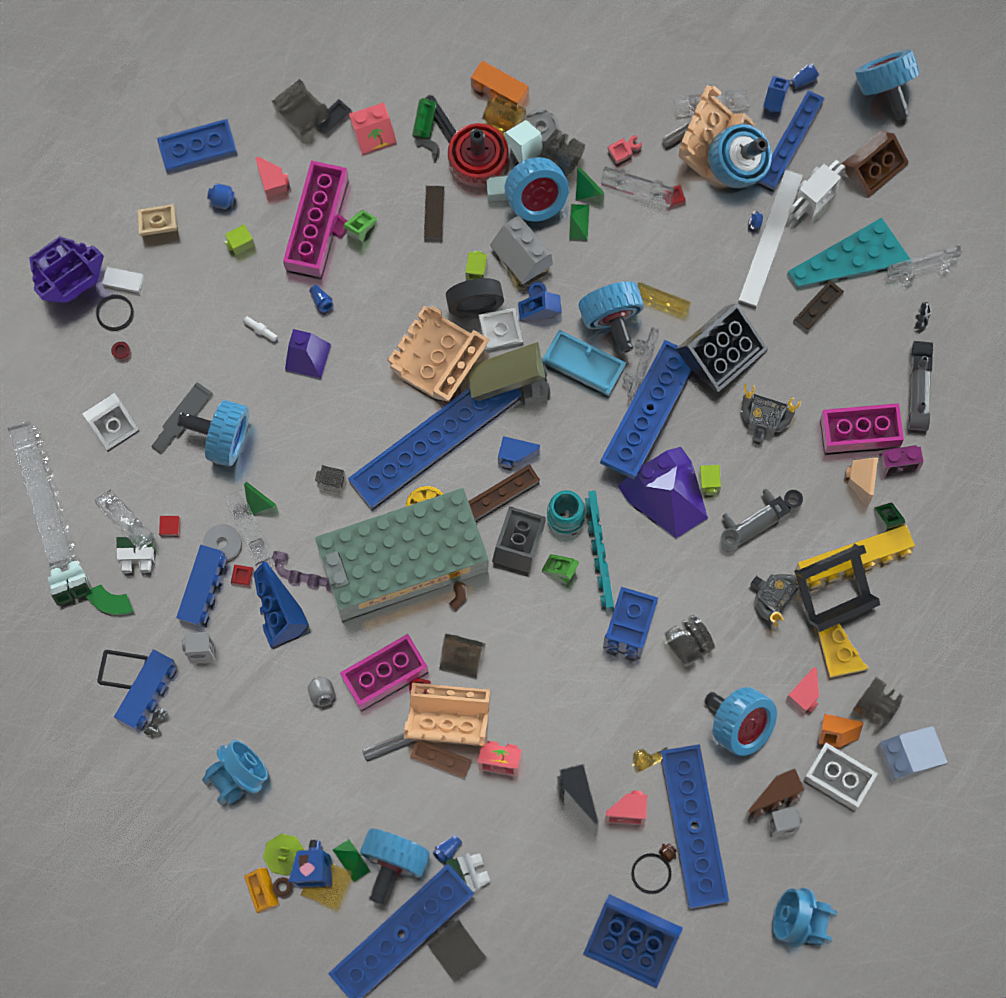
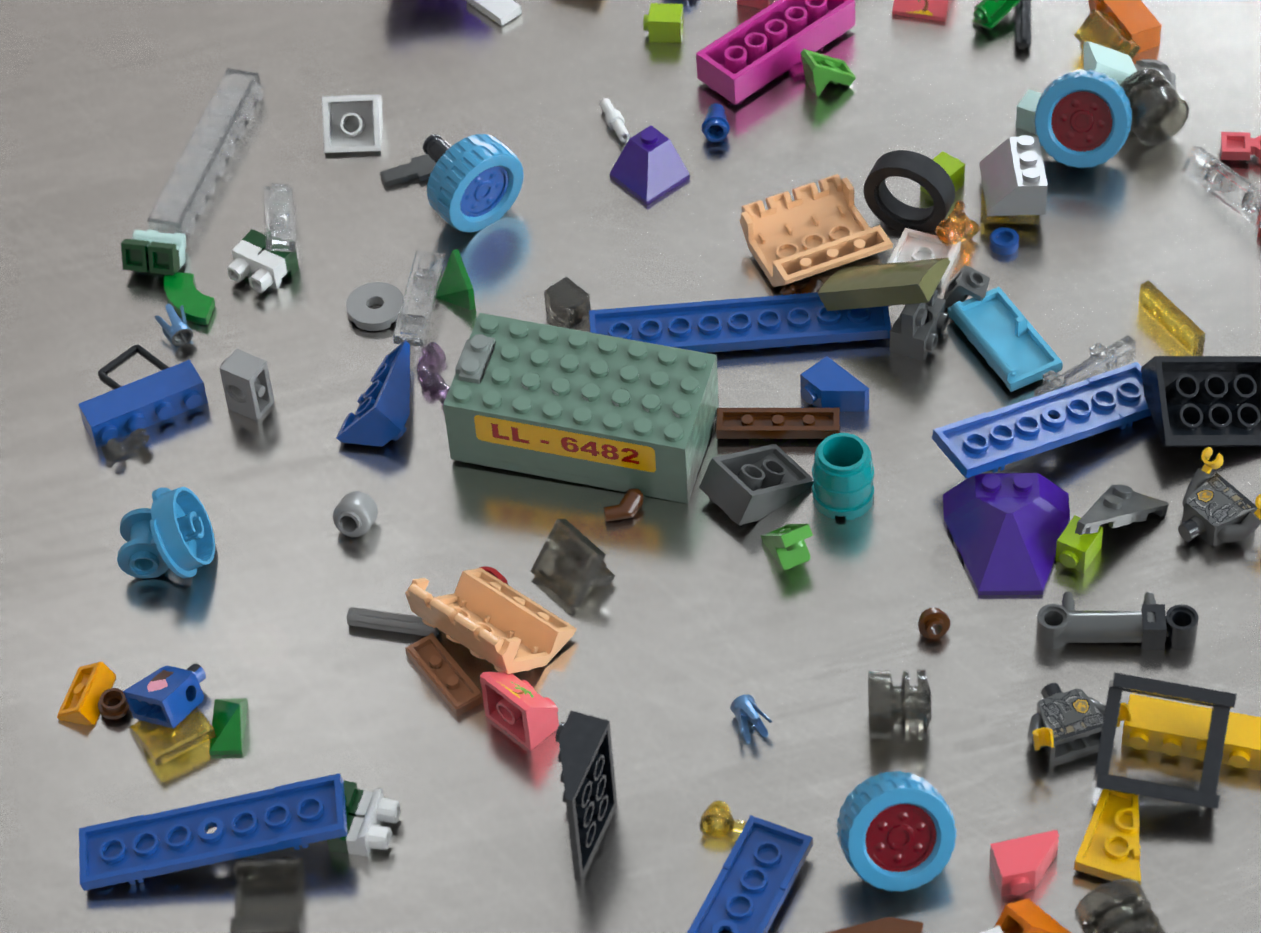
camera: 35 degrees right, 25 degrees down
(107, 298) = (456, 14): black piece -> none
(121, 351) = (429, 68): dark red tile -> none
(124, 628) = (179, 331): none -> flat silver piece
(169, 525) = (328, 258): red tile -> none
(201, 586) = (308, 328): blue brick -> none
(242, 575) = (369, 351): red tile -> none
(281, 853) = (144, 662): lime piece -> none
(384, 672) = (452, 531): dark pink brick -> none
(394, 857) = (278, 727): dark azure wheel -> none
(431, 145) = (987, 38): dark grey piece -> none
(434, 213) = (934, 104): dark brown tile -> none
(447, 849) = (364, 775): blue cone -> none
(477, 154) = (1034, 57): red wheel -> none
(512, 301) = (957, 226): none -> clear orange animal
(540, 306) = (995, 253): blue slope -> none
(544, 337) = (966, 283): none -> dark grey bracket
(579, 222) = (1119, 194): green slope -> none
(587, 189) = (1158, 164): green slope -> none
(600, 564) = (858, 541): teal wing -> none
(611, 308) = (1086, 283): dark azure wheel -> none
(612, 685) = (746, 709): none -> flat silver piece
(629, 809) = (643, 857): coral slope -> none
(630, 622) = (829, 650): blue bracket -> none
(669, 574) = (928, 620): none -> reddish brown plate
(717, 443) = (1119, 508): none -> dark grey wing

